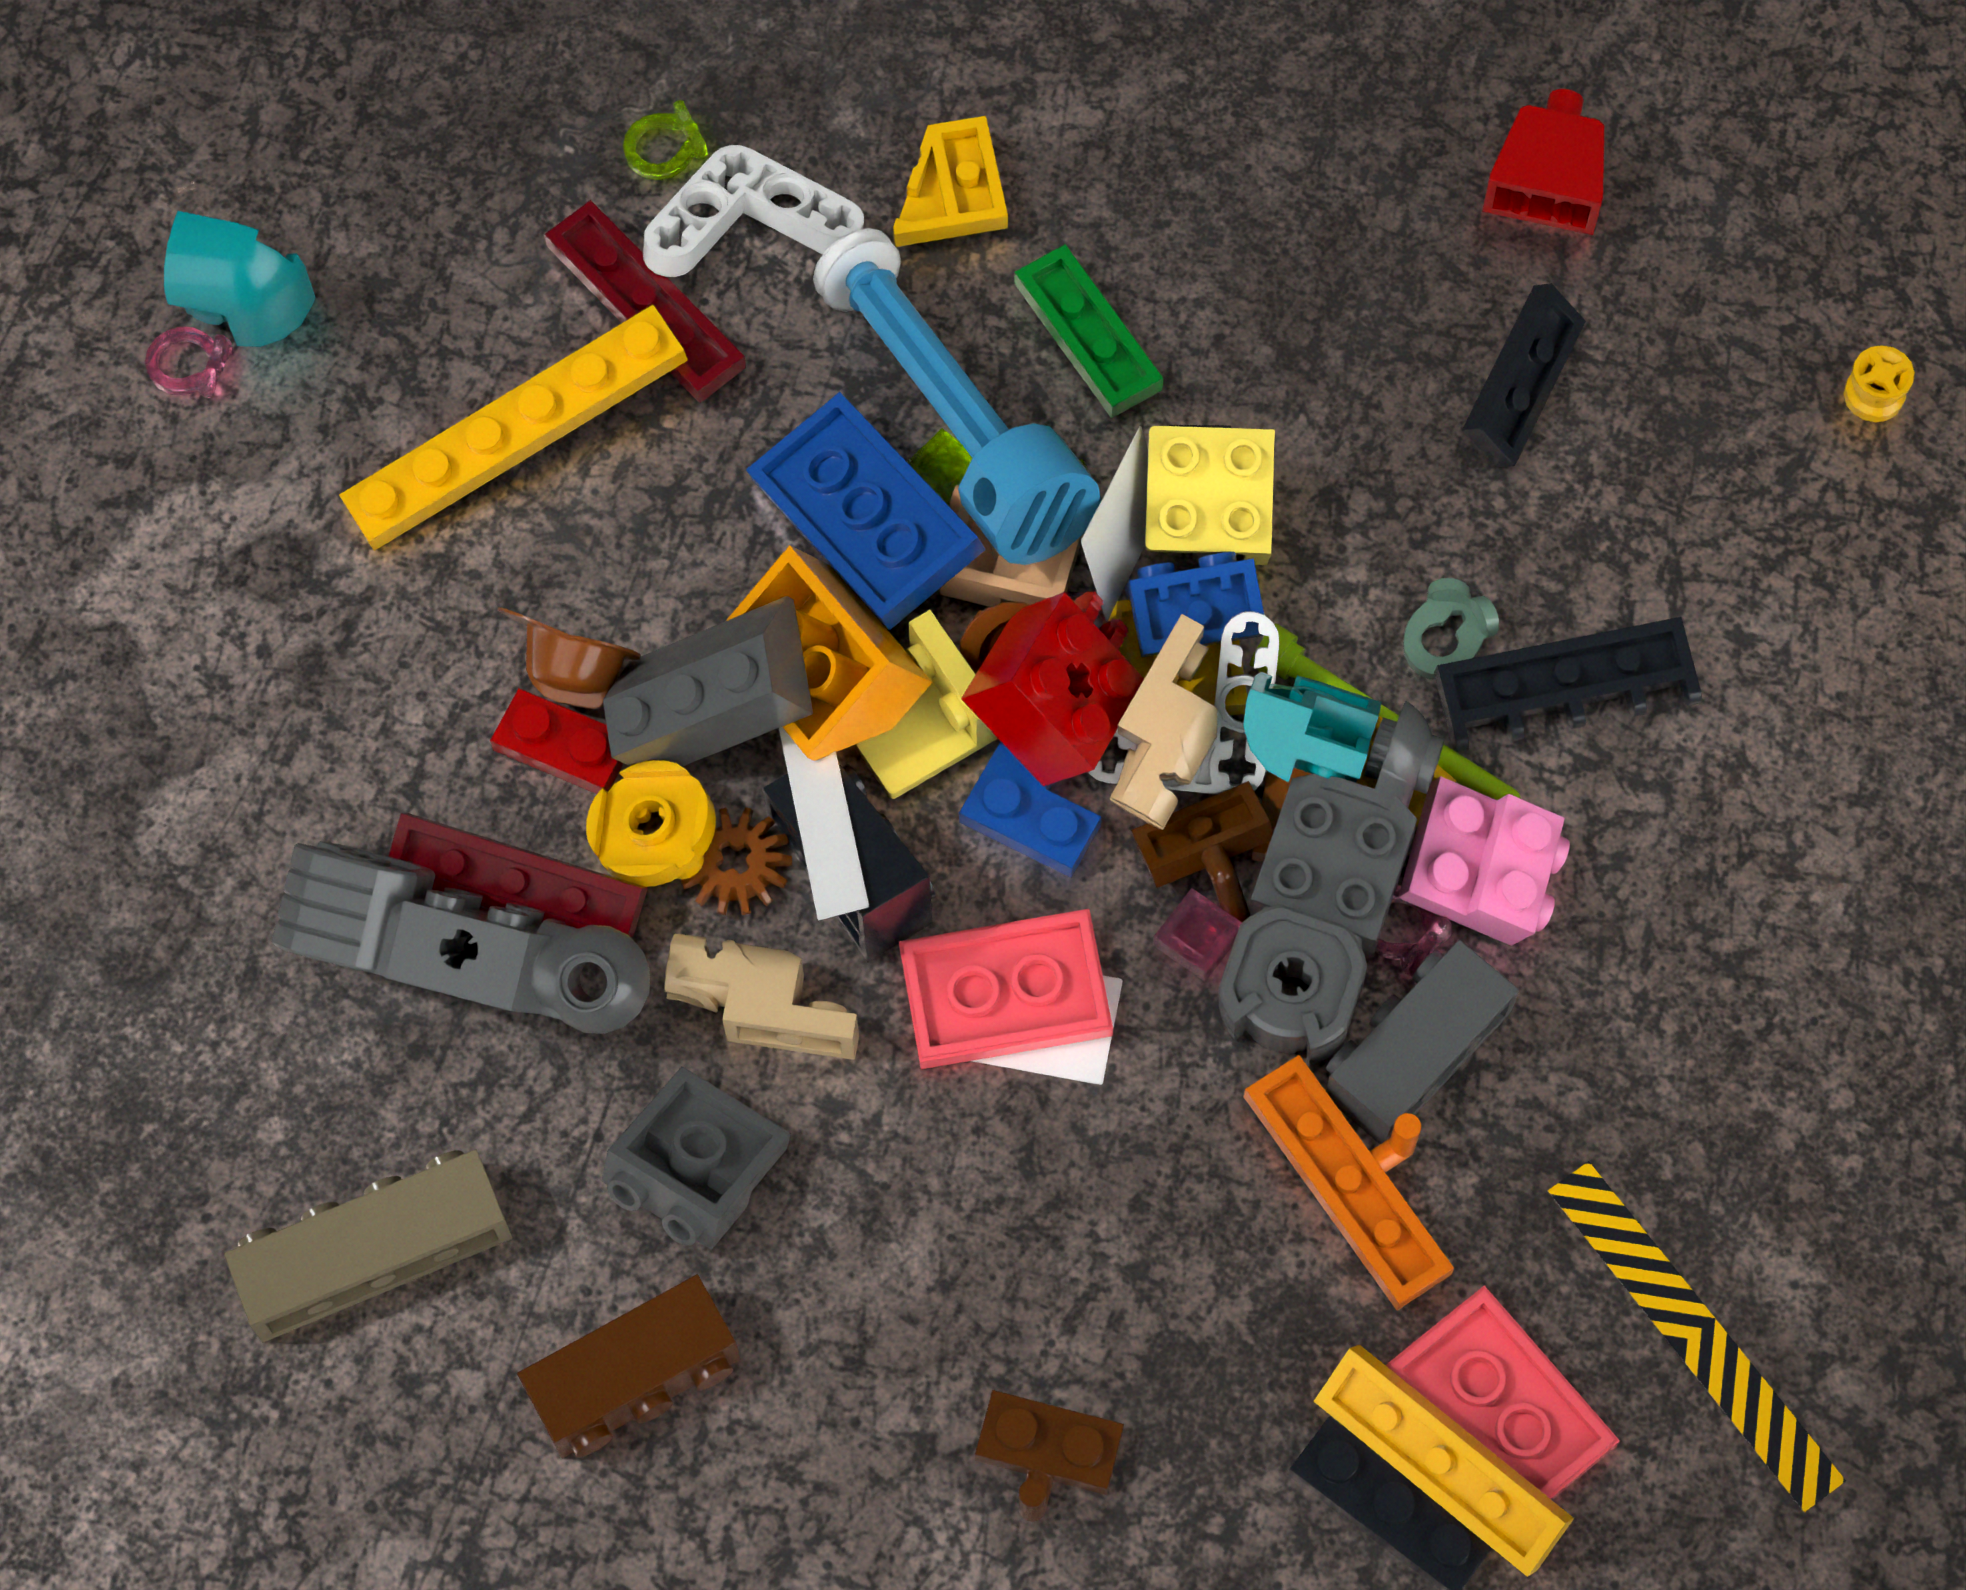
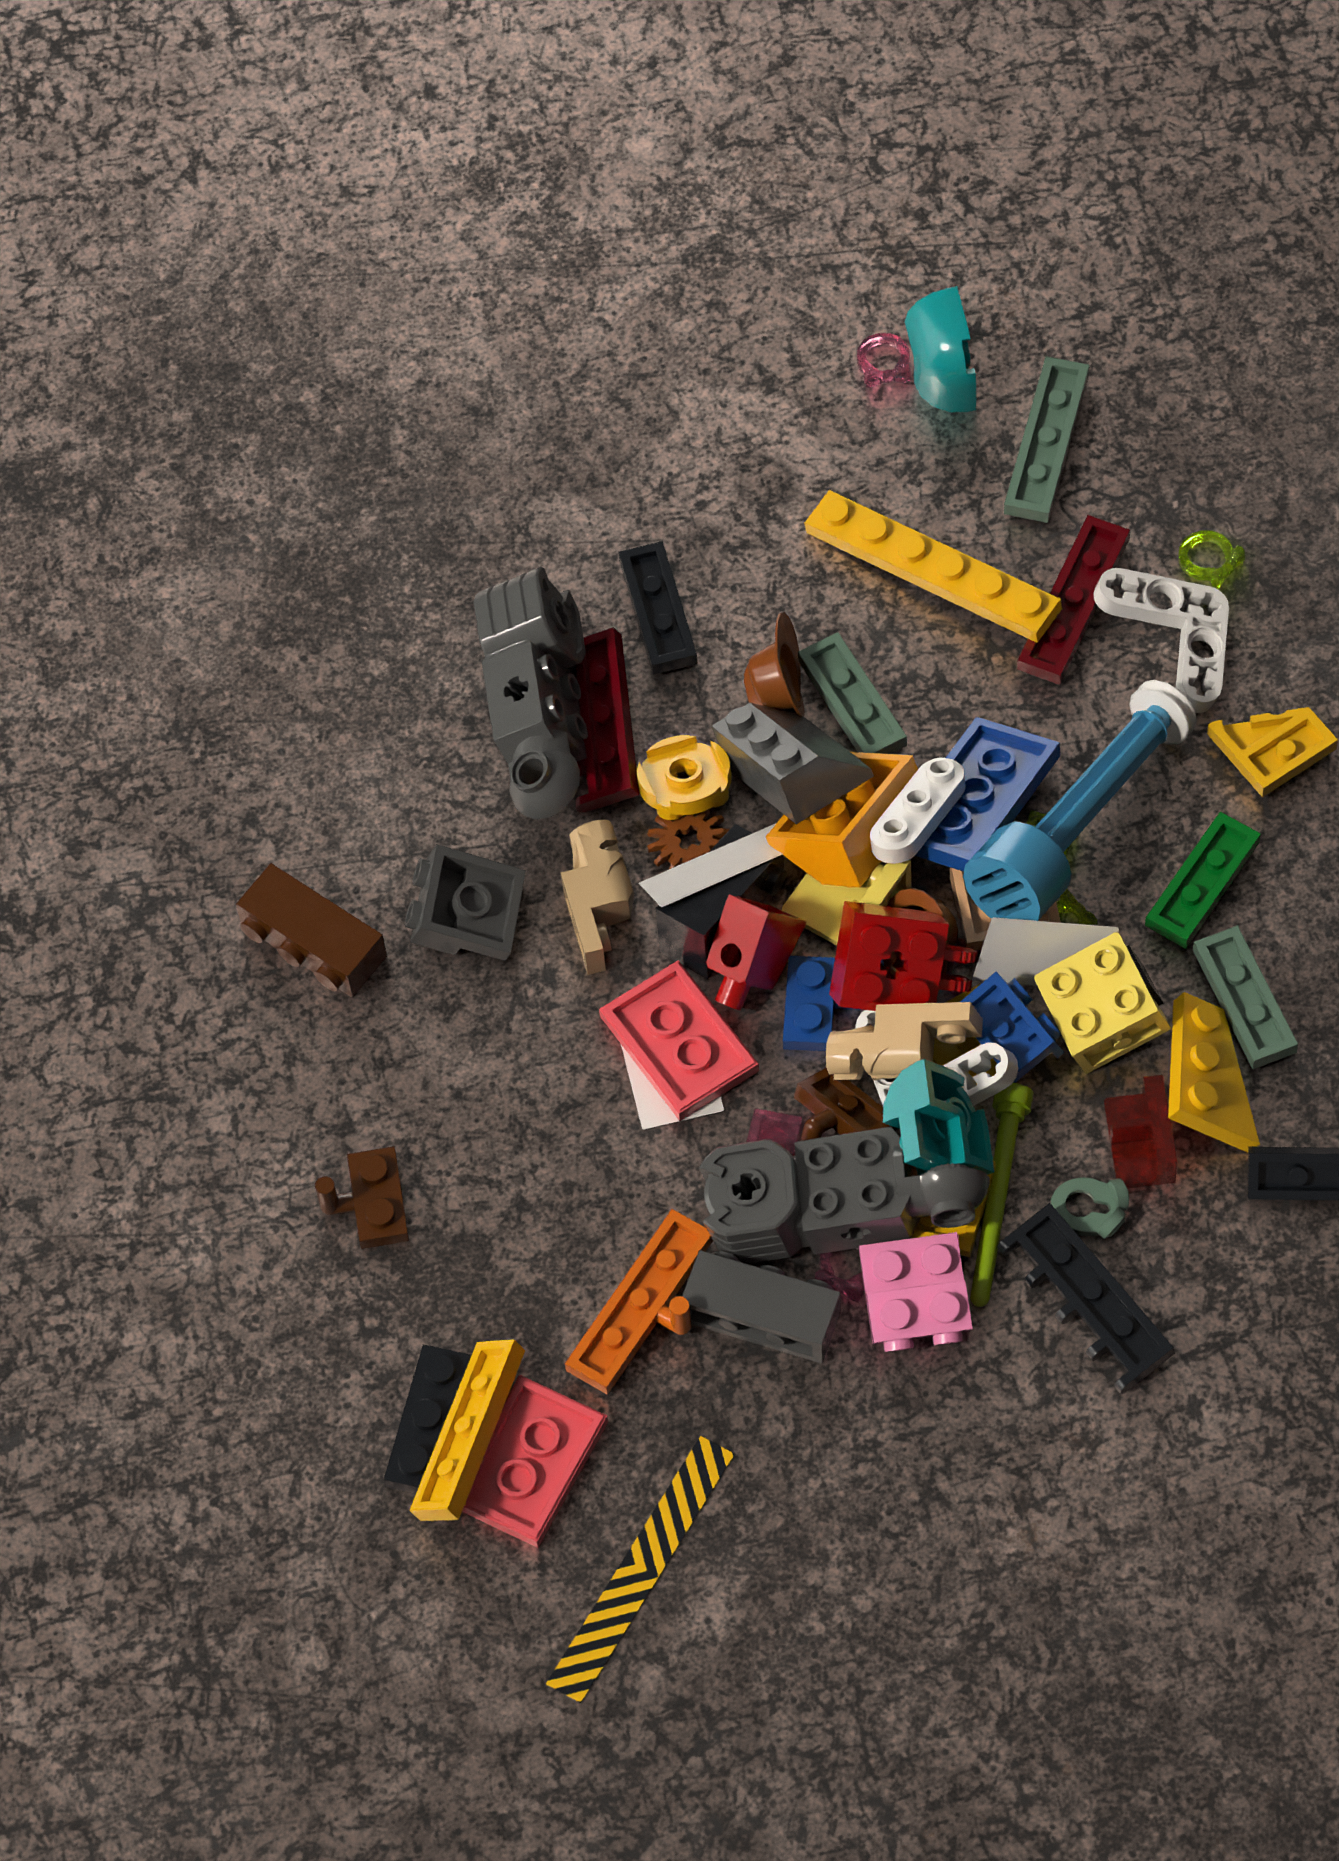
camera: 70 degrees right, 5 degrees down
(366, 1244) = (322, 749): dark tan brick -> none
(390, 756) = (658, 607): none -> black plate
(411, 235) = (1046, 439): none -> sand green plate
(556, 742) = (719, 692): red plate -> none
(643, 592) = (851, 696): none -> sand green plate
(877, 585) = (917, 810): none -> white plate
(933, 825) = (751, 947): none -> red torso
(1261, 354) = (1245, 997): none -> sand green plate
(1346, 434) = (1206, 1075): none -> yellow wing
(1384, 534) = (1142, 1136): none -> clear red panel

